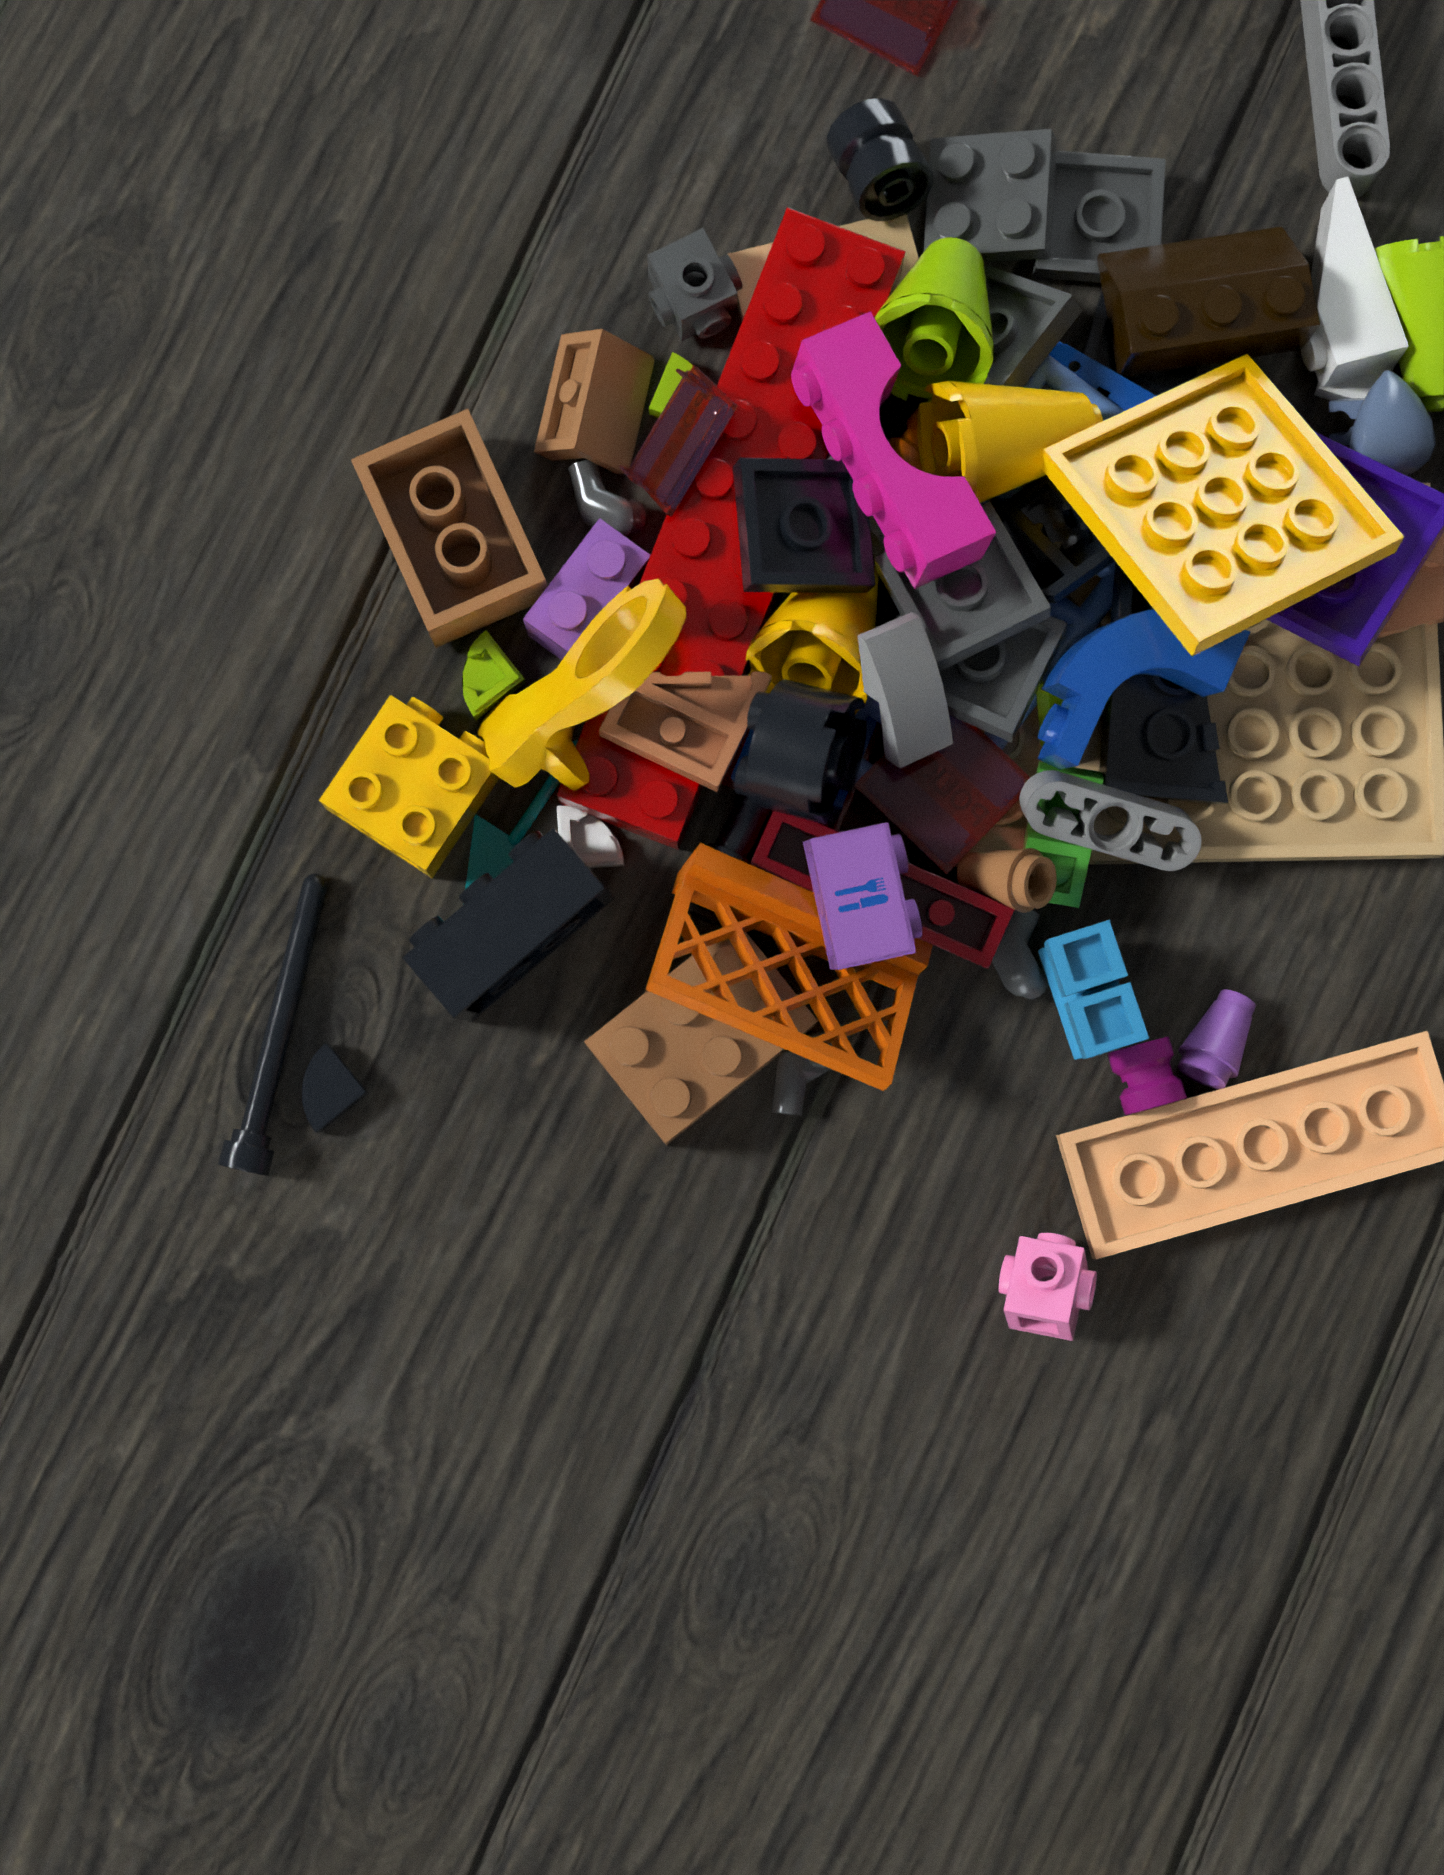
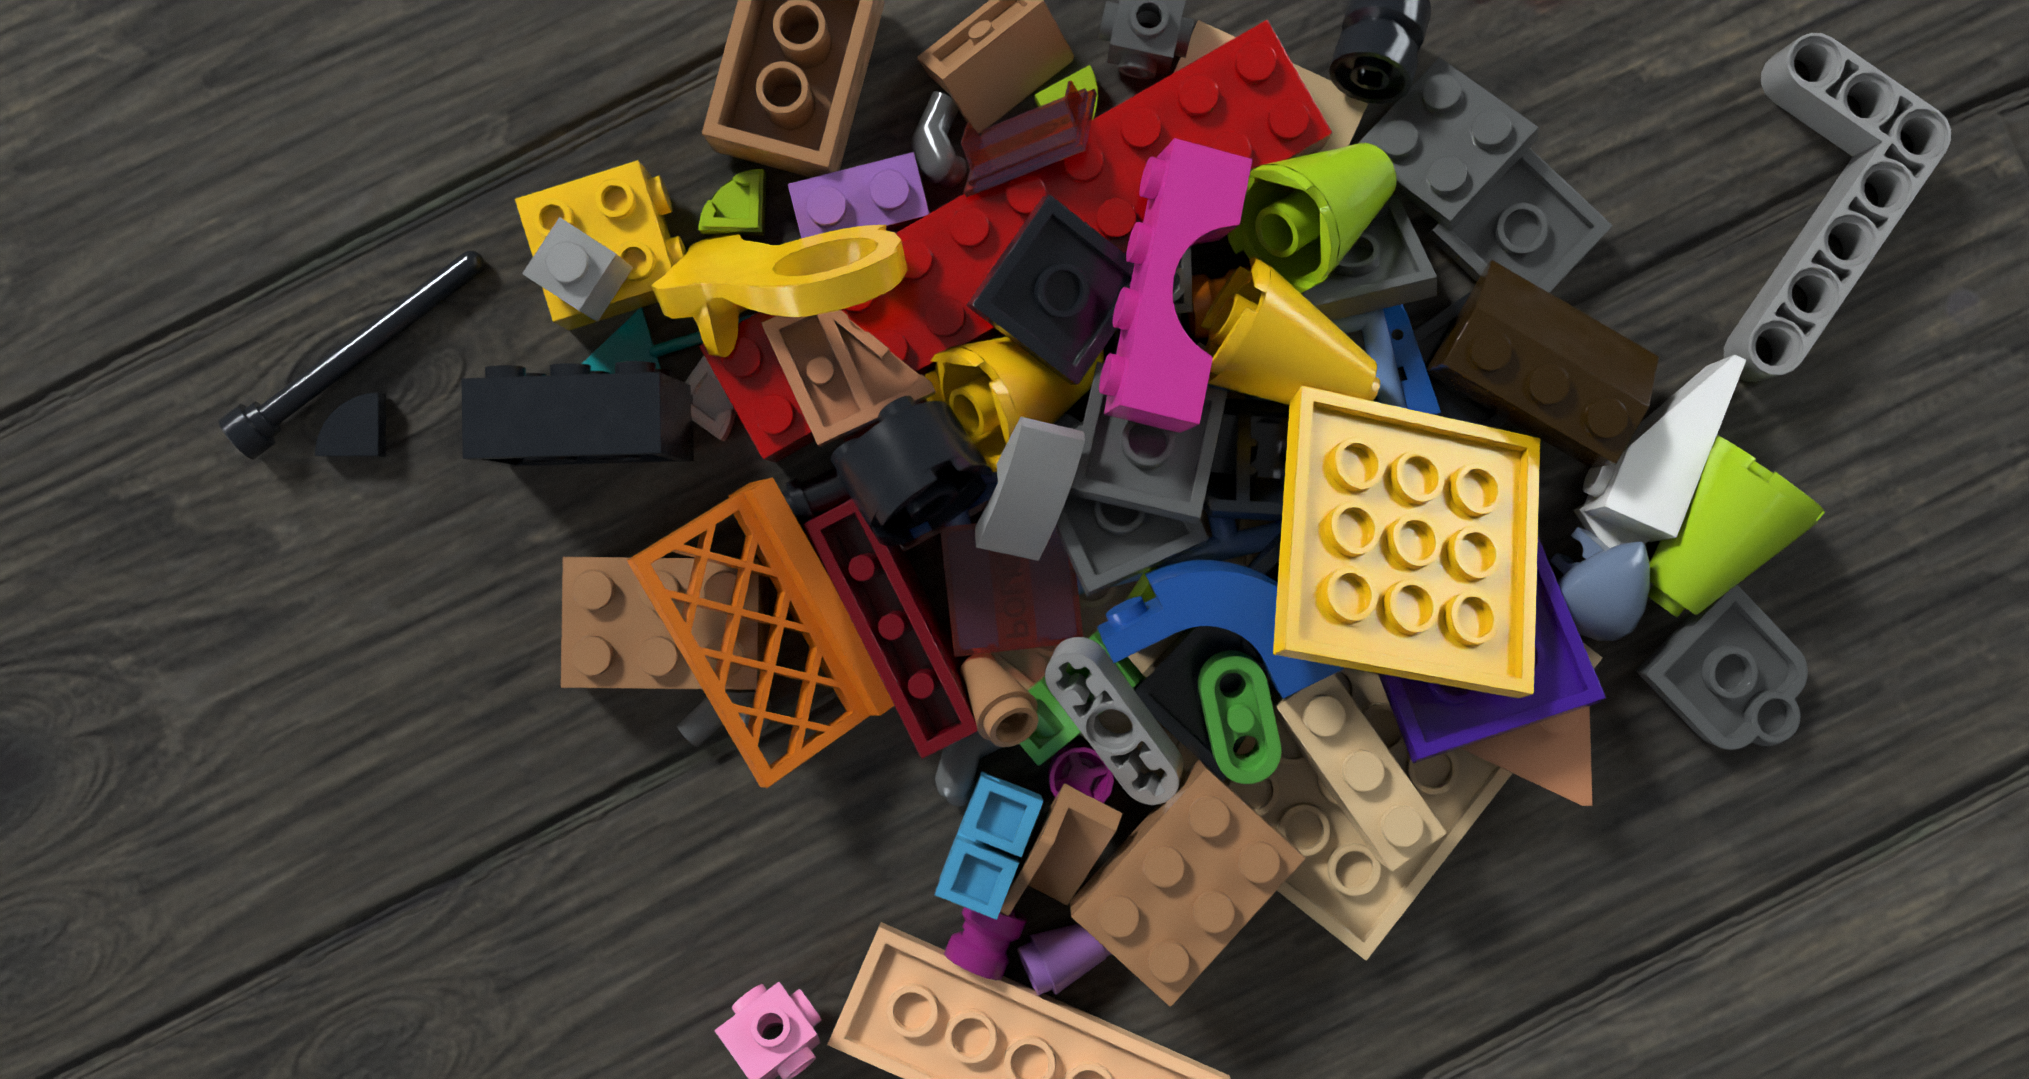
camera: 45 degrees right, 5 degrees up
(422, 805) = (578, 269): none -> light grey brick
(862, 896) = (859, 623): medium lavender brick -> none
(1122, 883) = (1092, 781): none -> magenta wheel
(1152, 949) = (1063, 847): none -> medium nougat panel
(1200, 734) = (1239, 714): none -> bright green plate
(1265, 898) = (1185, 883): none -> medium nougat brick
(1321, 709) = (1358, 771): none -> tan brick

